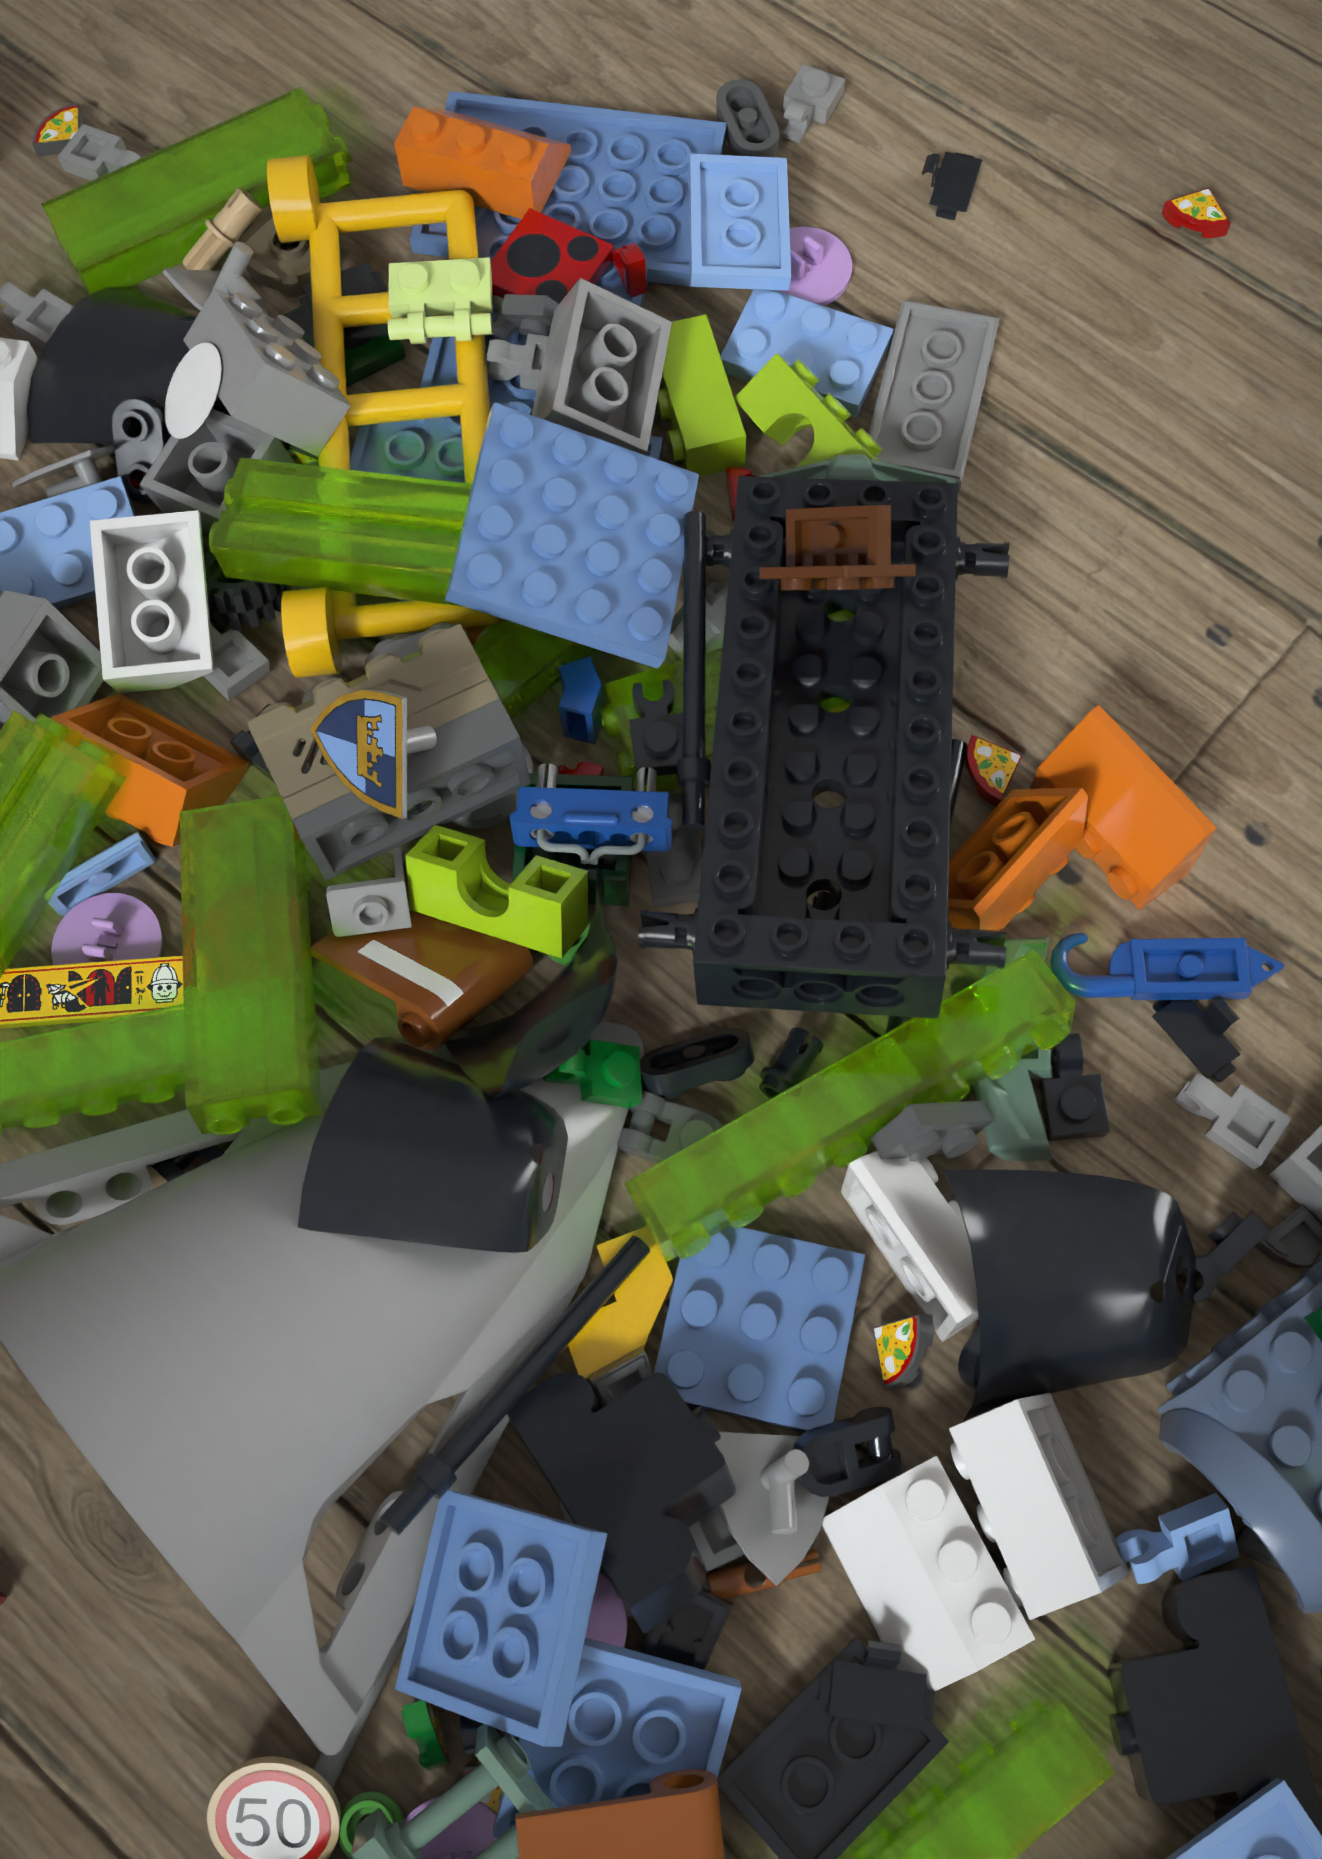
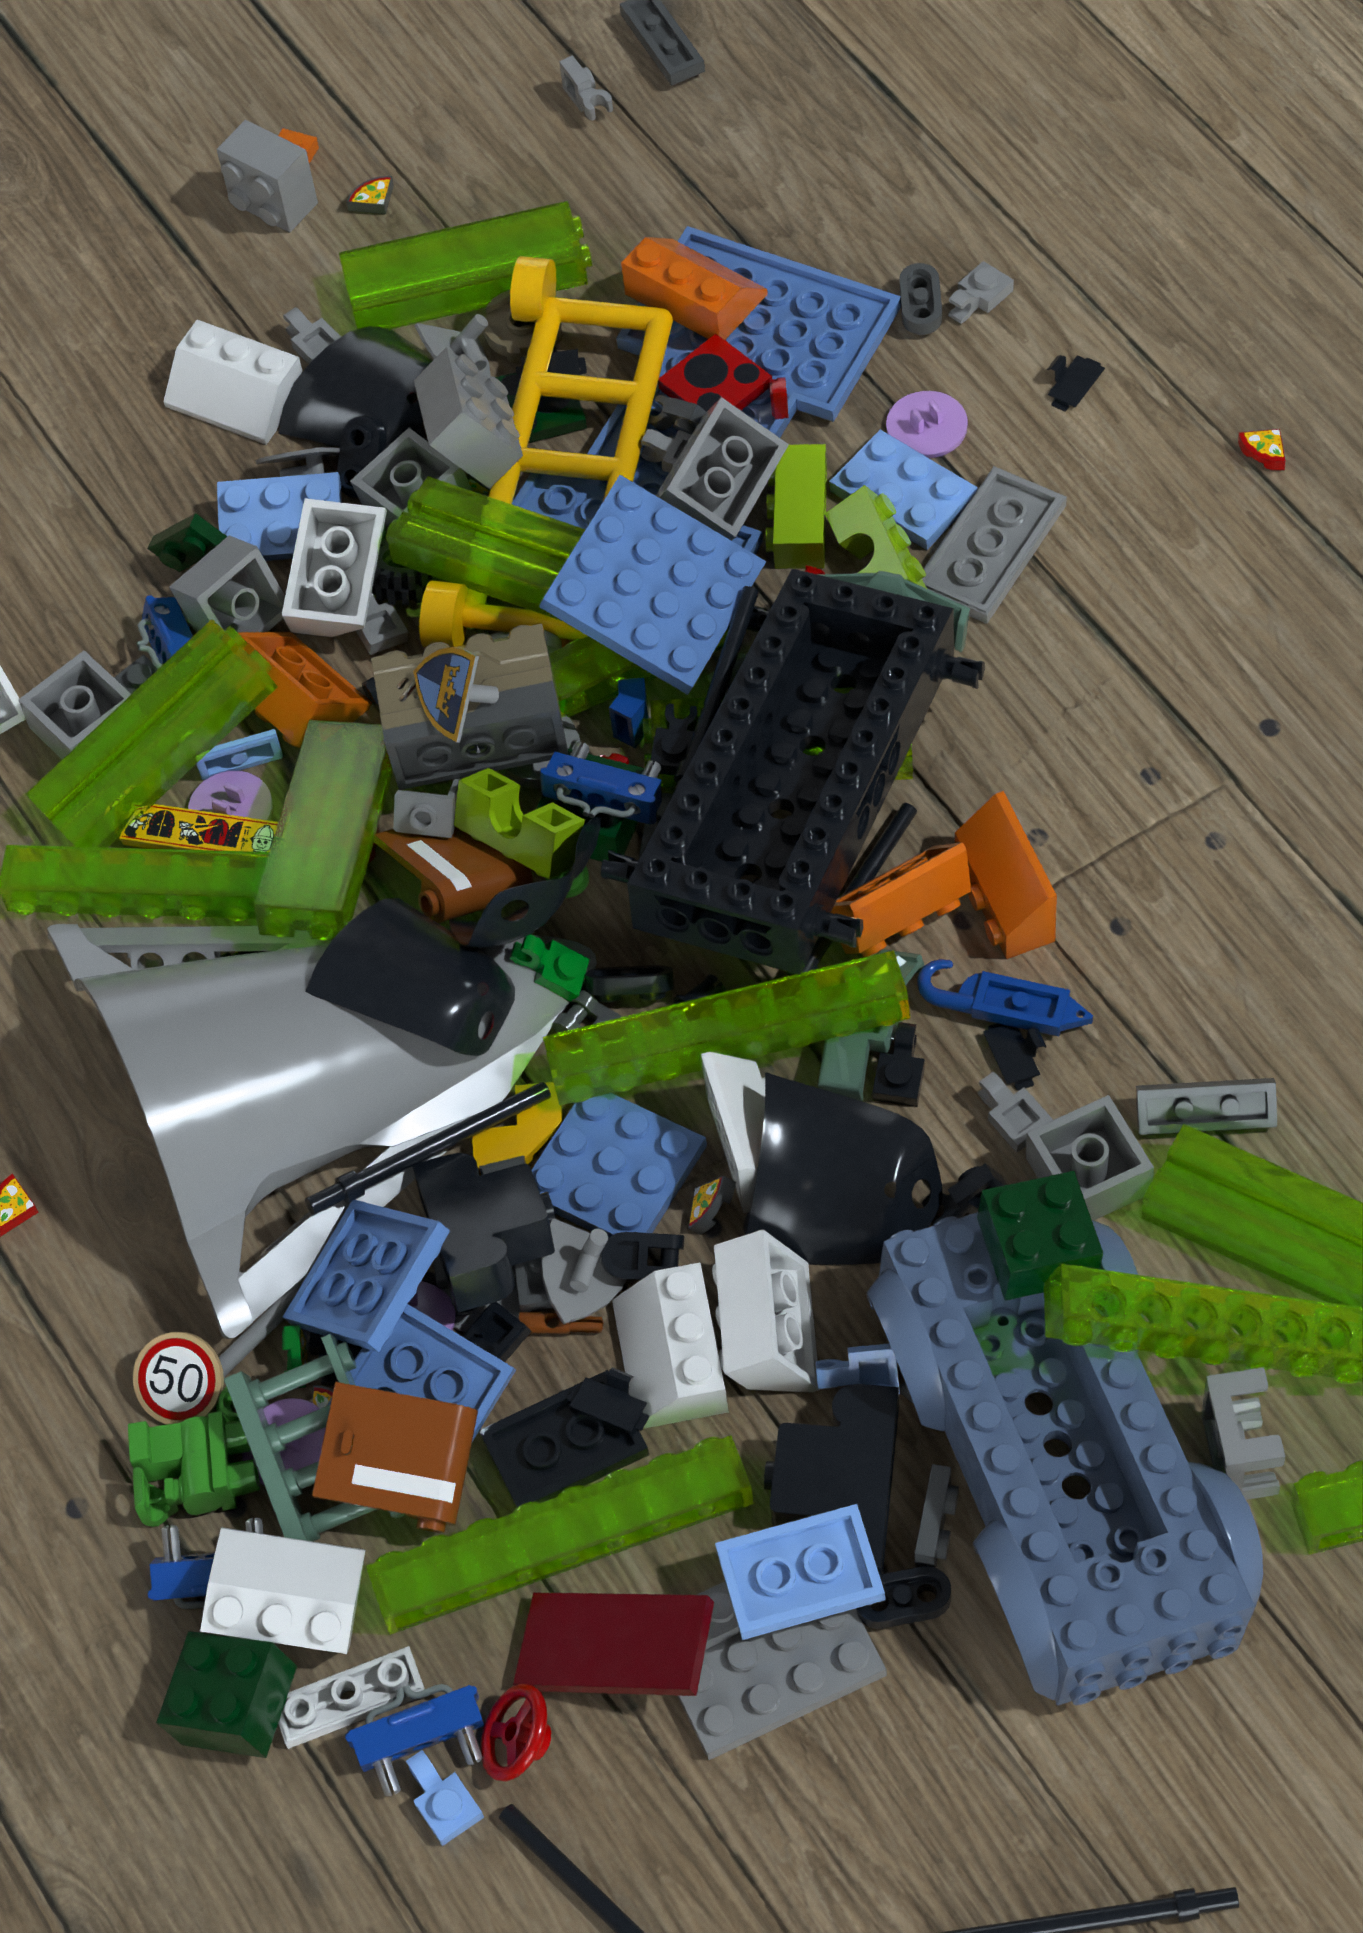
camera: 20 degrees right, 10 degrees down
(95, 153) = (393, 220): light grey plate -> none
(193, 390) = (408, 419): white sticker -> none
(223, 231) = (472, 302): tan axle -> none
(436, 289) = (620, 382): yellowish green plate -> none
(739, 222) = (878, 378): light blue plate -> none
(838, 549) = (834, 634): reddish brown bracket -> none
(932, 1130) = (776, 1053): dark grey plate -> none
(990, 768) = (929, 829): tile -> none

